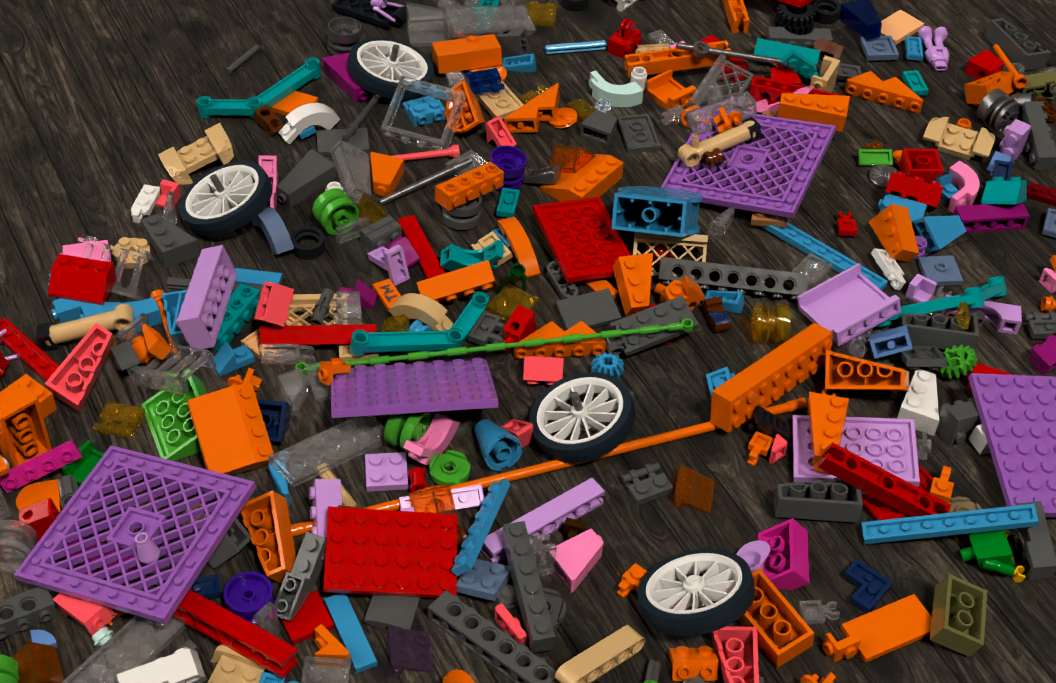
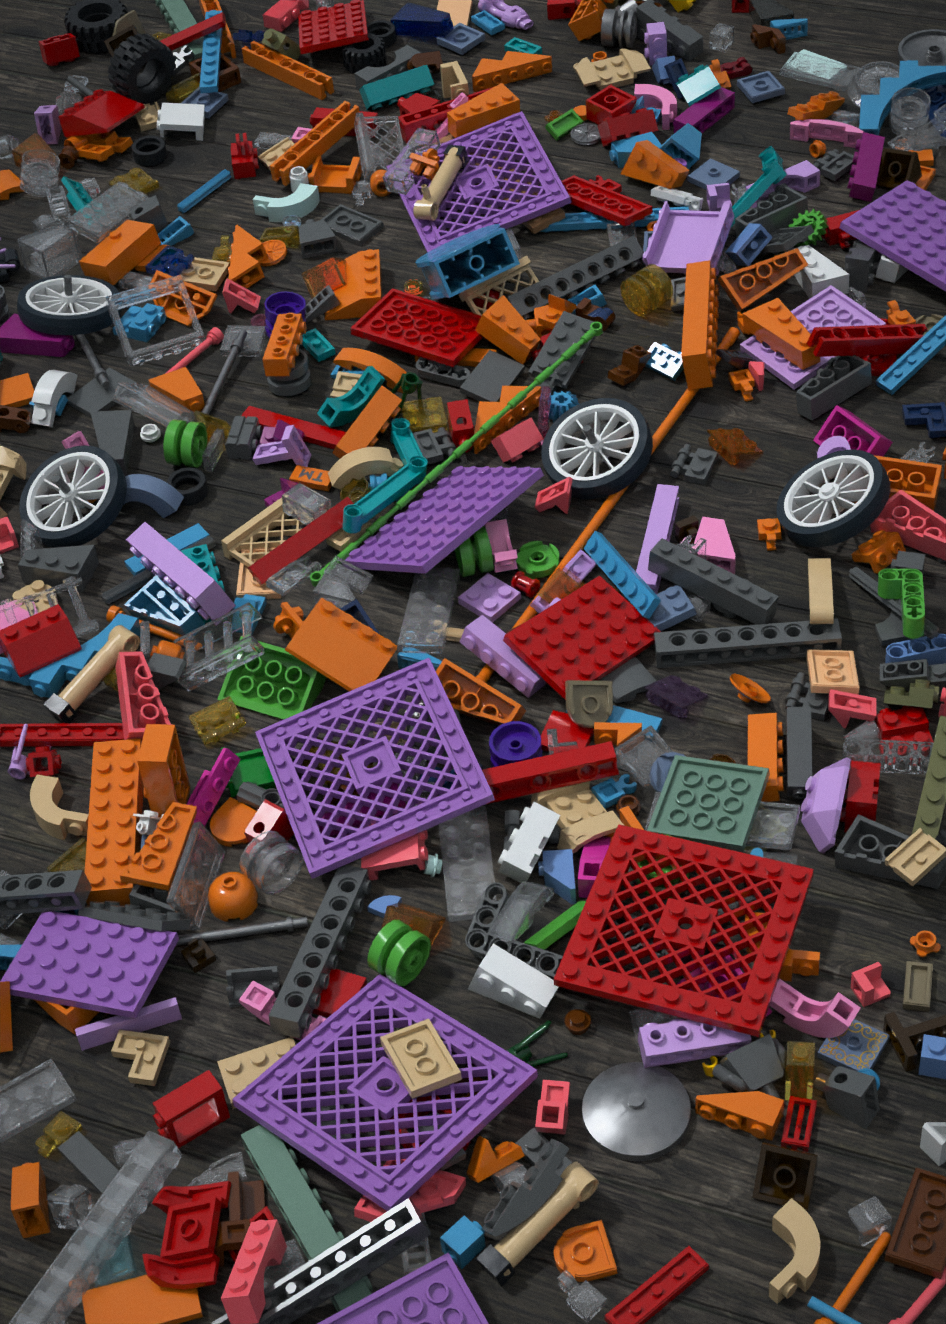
camera: 35 degrees left, 0 degrees up
(147, 550) = (413, 761): lavender cone -> none
(155, 342) = (181, 636): orange slope -> none
(273, 304) = (240, 541): coral slope -> none
(302, 578) = (535, 699): dark grey slope -> none
(322, 307) = (280, 517): dark grey pin -> none
(328, 368) = (355, 555): orange bracket -> none
(334, 605) = (589, 701): none -> dark tan tile
(497, 445) = (552, 514): dark azure cone -> none
(510, 624) = (716, 619): coral plate -> none
(583, 357) = (544, 408): none -> clear pink tile
(698, 371) = (632, 364): none -> reddish brown slope
(701, 49) = (336, 119): flat silver bar -> none
(713, 158) = (450, 198): reddish brown wheel -> none
(799, 64) = (425, 86): teal hinge -> none
(824, 232) = (605, 202): none -> red plate
(962, 315) = (782, 189): clear yellow tile -> none
(1035, 198) = (721, 77): none -> orange plate

